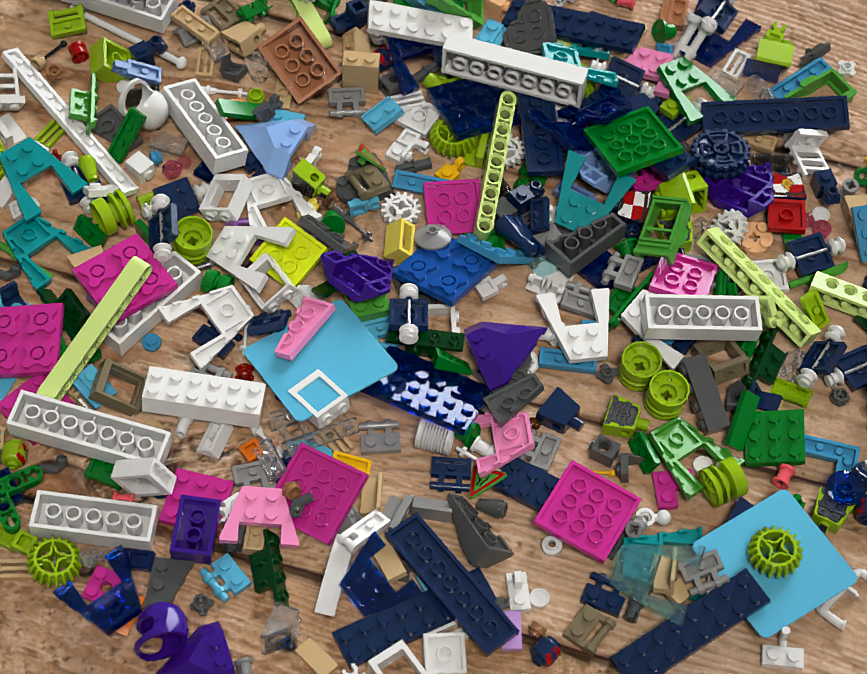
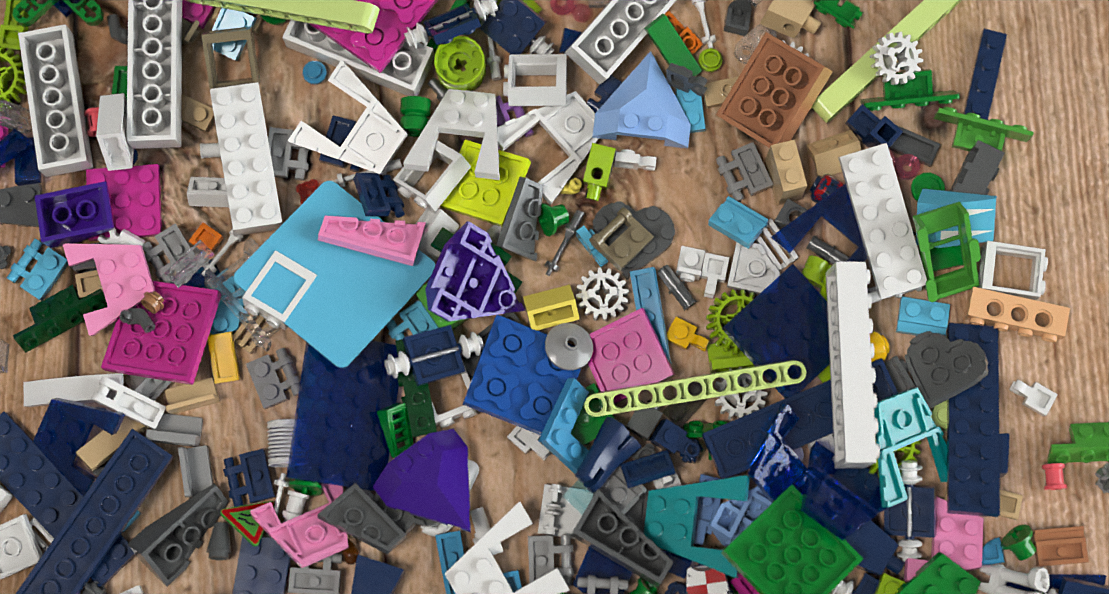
camera: 75 degrees right, 20 degrees up
(366, 155) = (659, 226): bright green piece -> none

